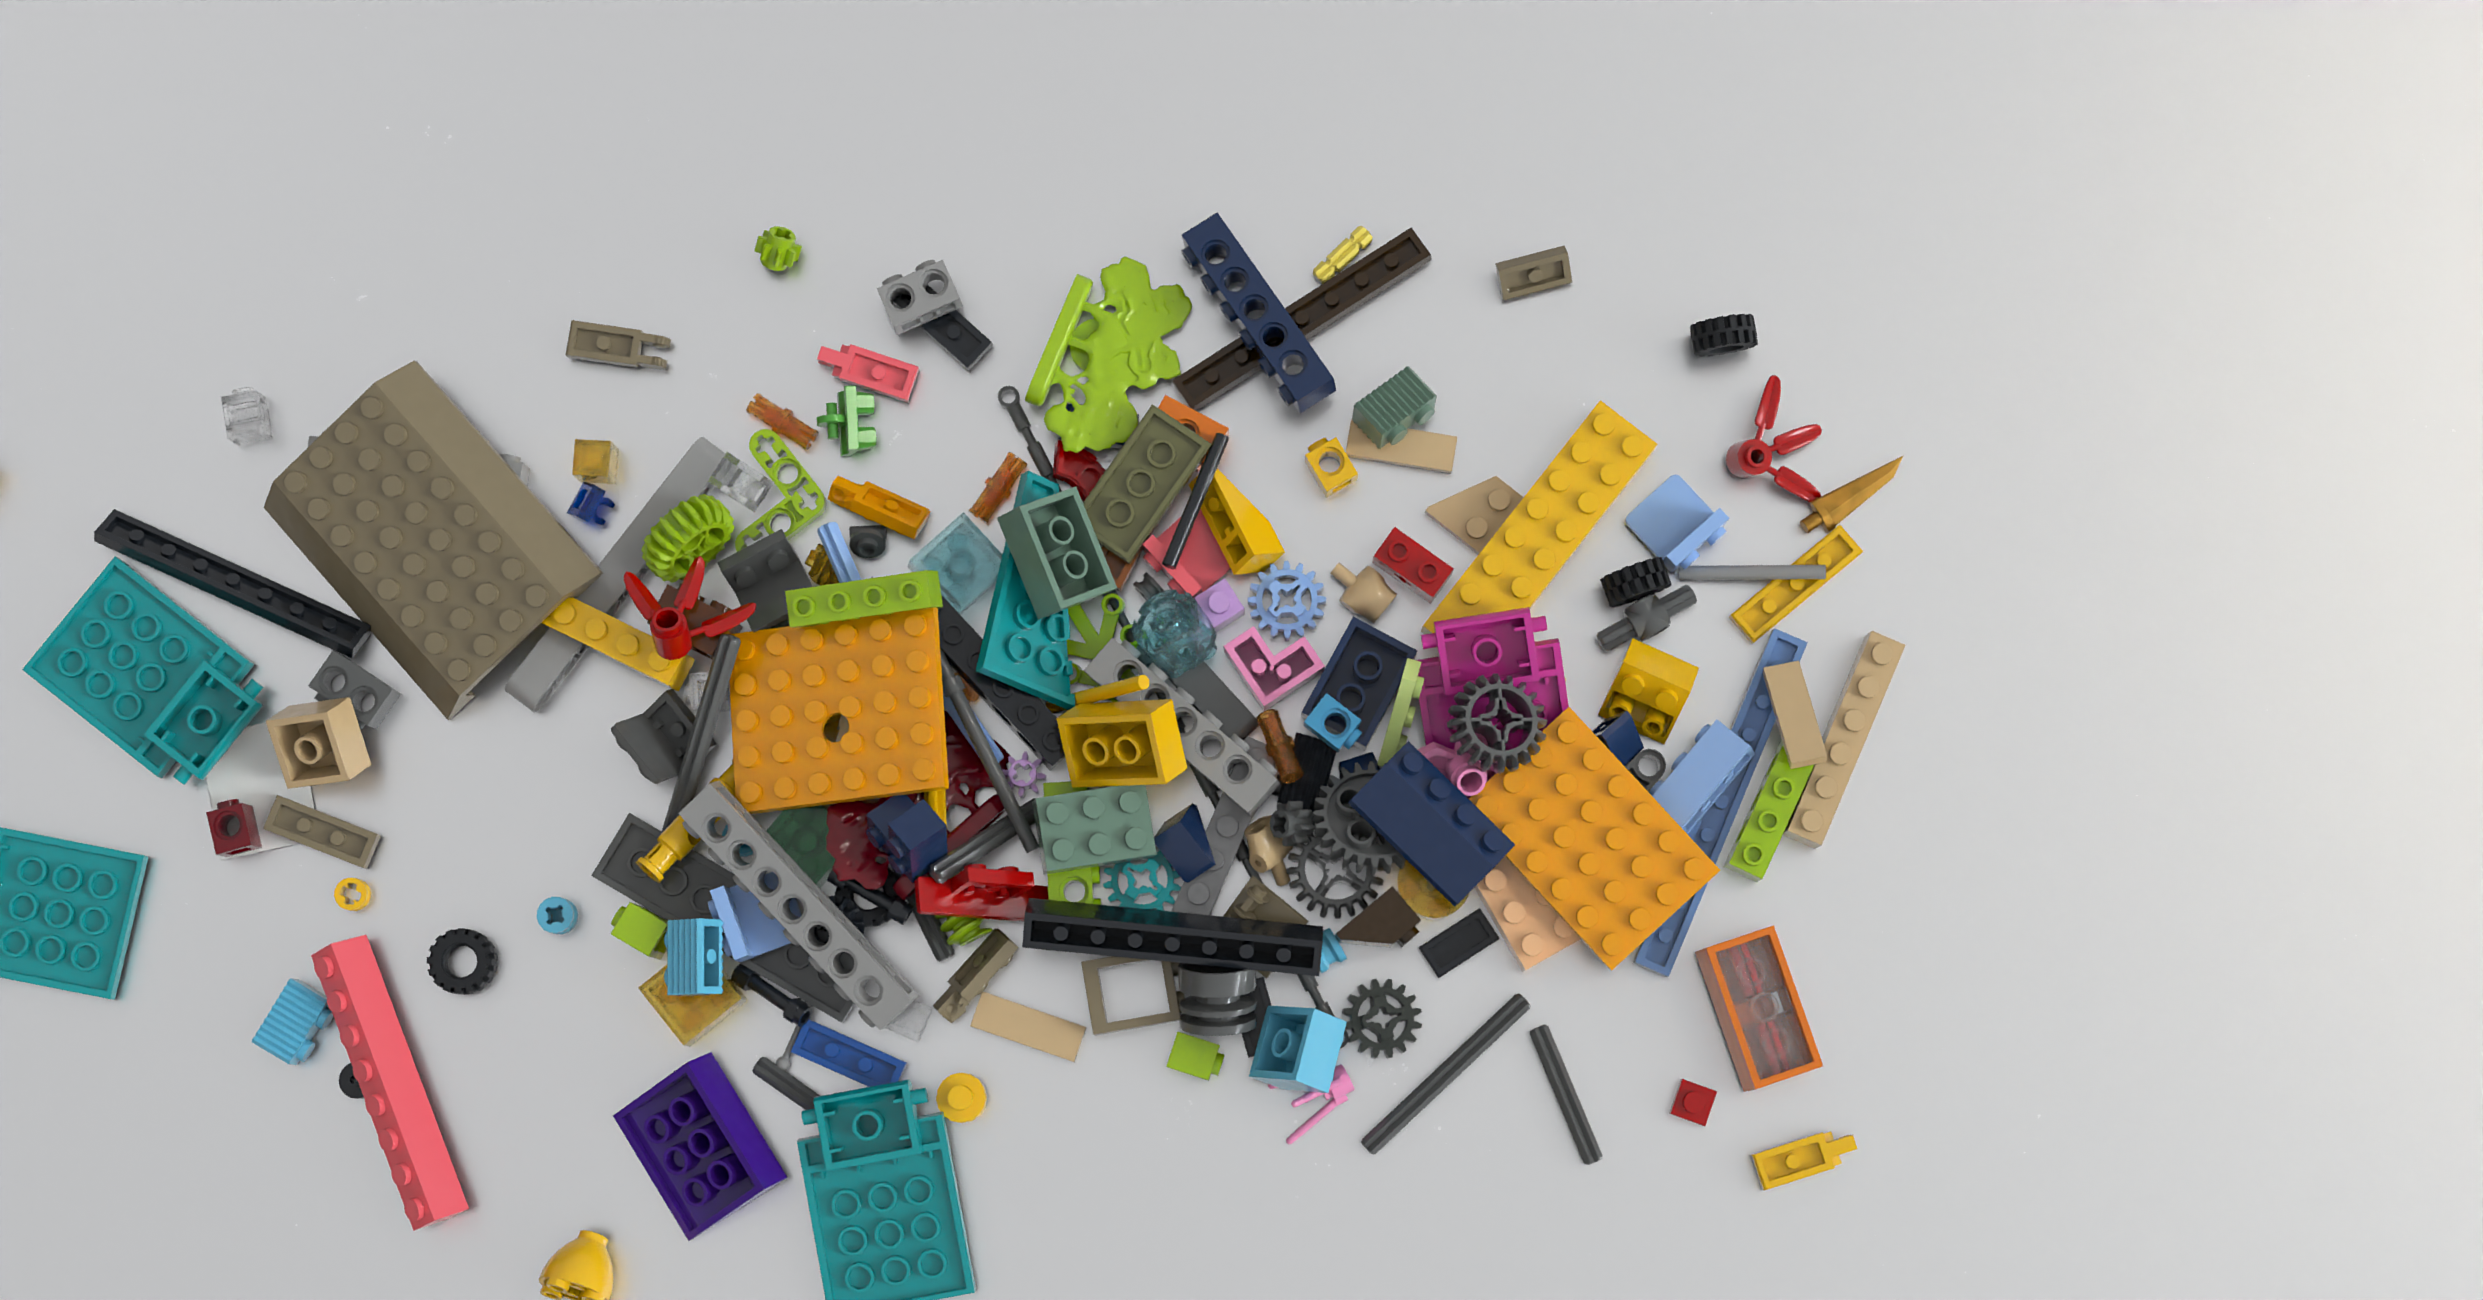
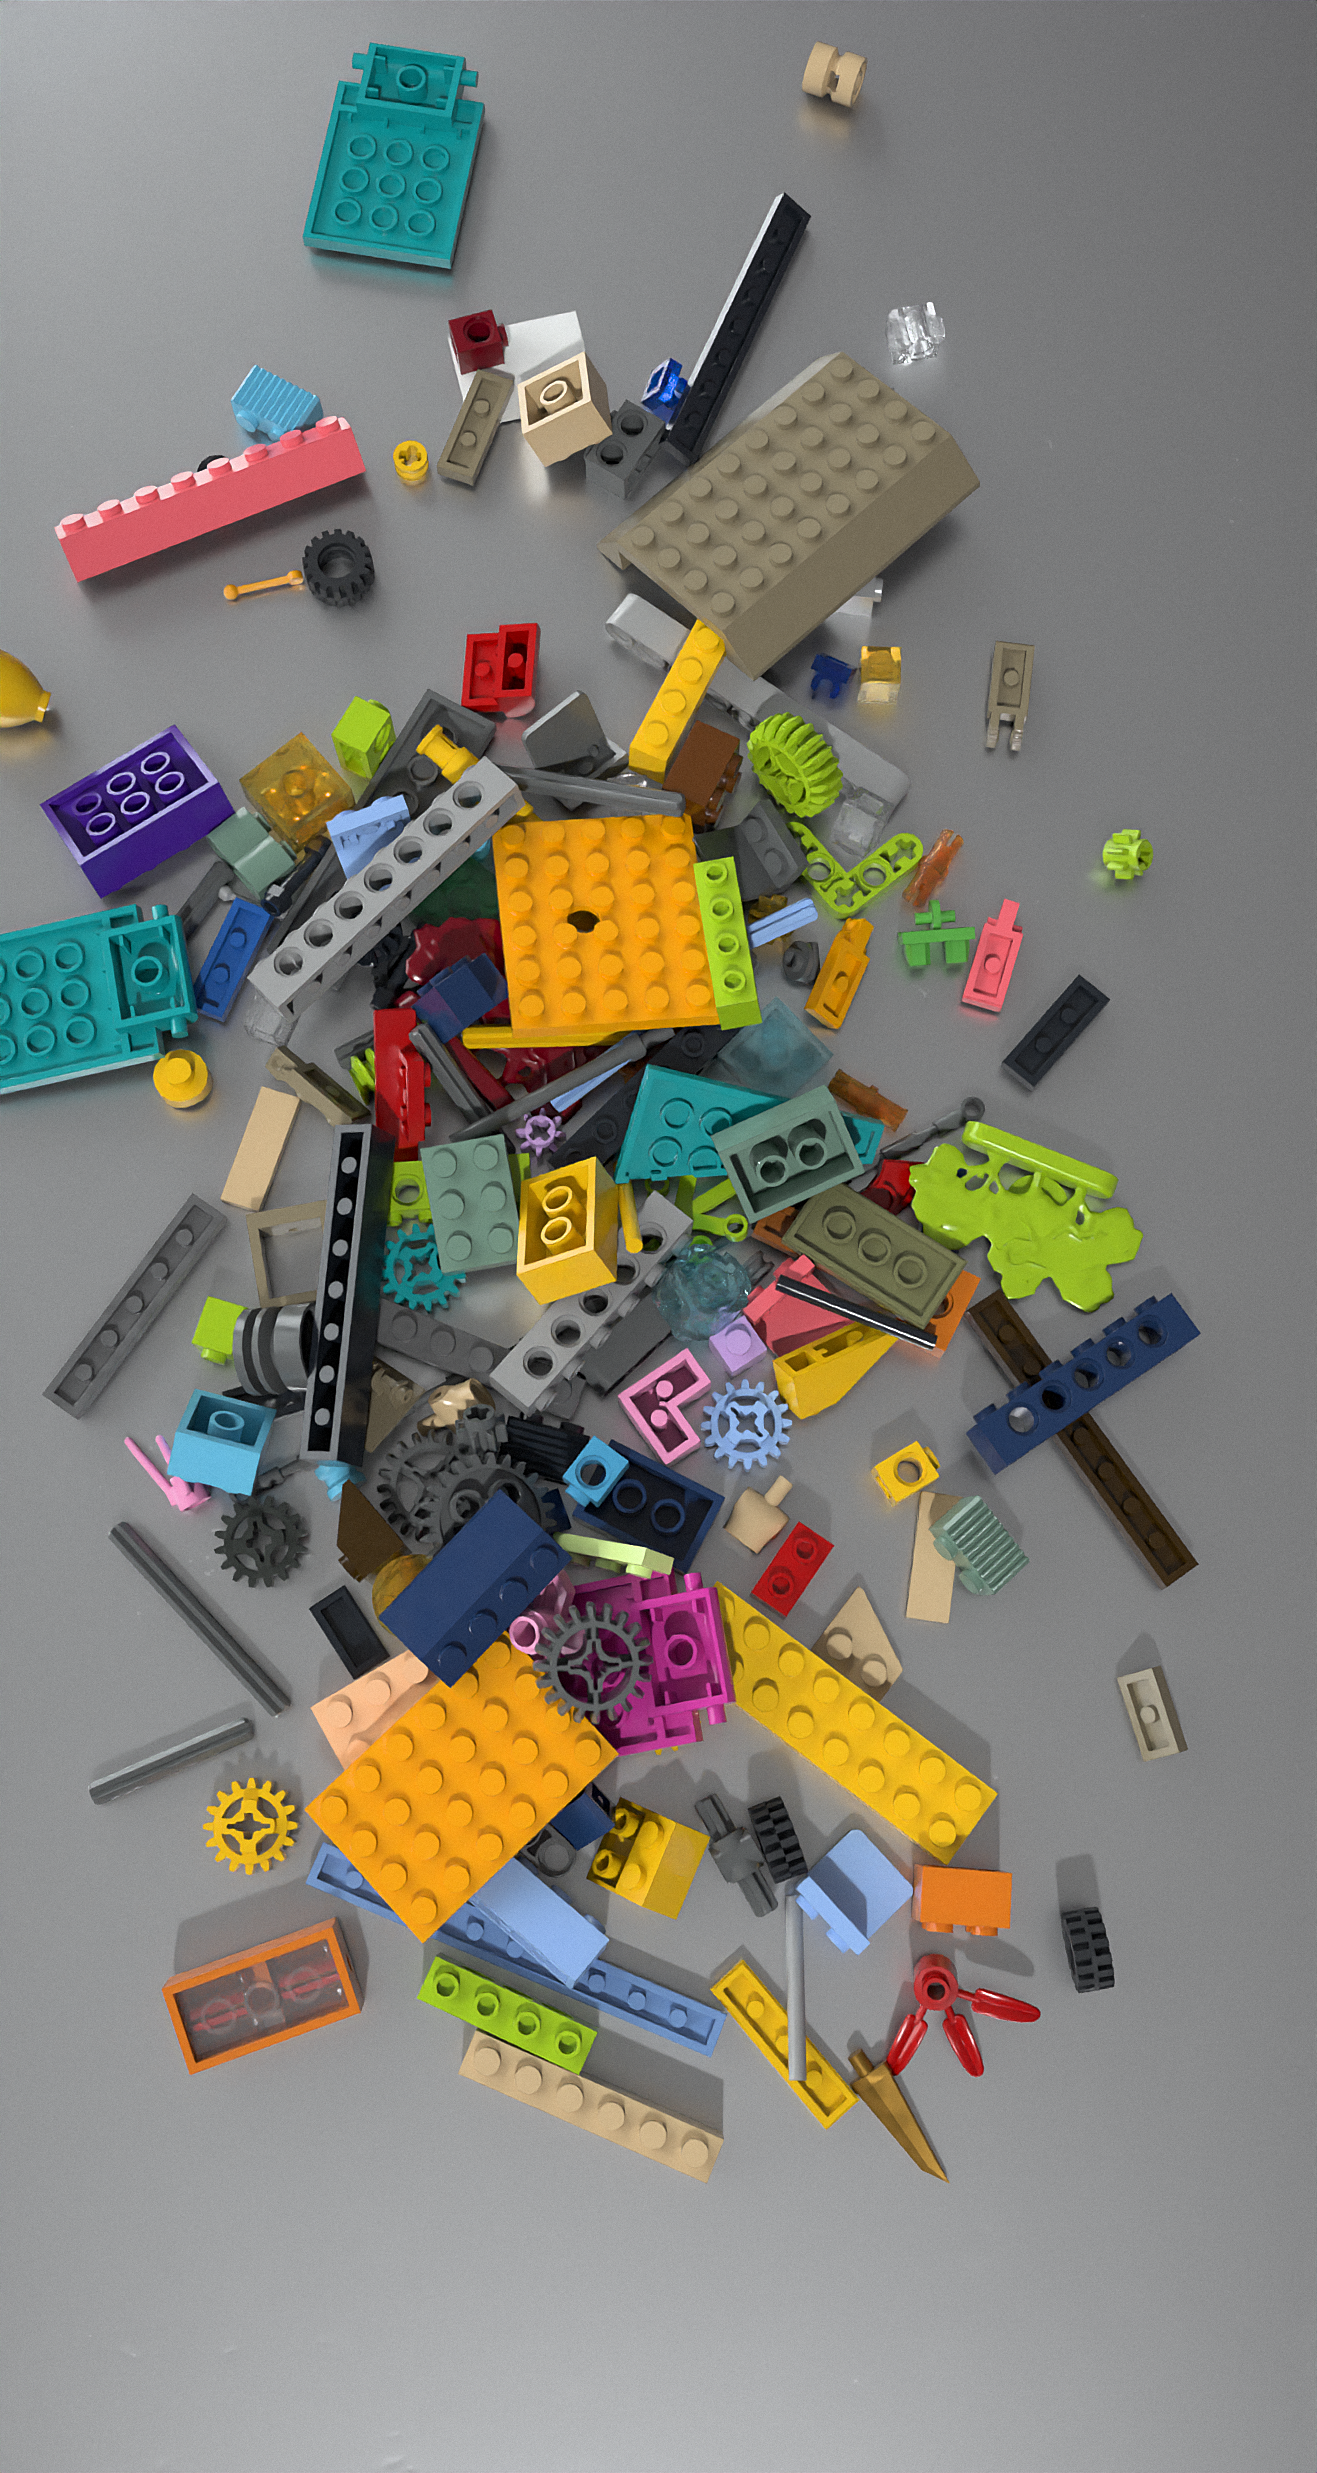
camera: 85 degrees right, 5 degrees down
(148, 675) = (637, 256): teal plate -> none
(288, 653) = (661, 386): none -> clear blue tile
(479, 1064) = (293, 577): none -> light orange hinge
(563, 919) = (387, 668): medium azure wheel -> none
(576, 806) = (502, 670): none -> red brick
(669, 625) = (689, 732): red plant -> none
(694, 957) = (328, 780): medium azure brick -> none
(747, 1037) = (251, 852): none -> sand green brick
(923, 305) = (1070, 1005): light grey brick -> none
(1170, 1135) = (135, 1306): none -> flat silver plate
(1185, 844) = (461, 1311): dark blue slope -> none
(1279, 746) = (572, 1415): clear orange pin -> none
(1342, 254) = (1161, 1485): light yellow axle -> none
(1621, 1041) = (249, 1846): none -> yellow gear
(1682, 434) = (961, 1897): none -> orange brick
(1693, 1102) = (158, 1915): red plate -> none
(1794, 714) = (616, 2039): tan tile -> none
(1800, 1158) = (87, 2049): yellow hinge -> none

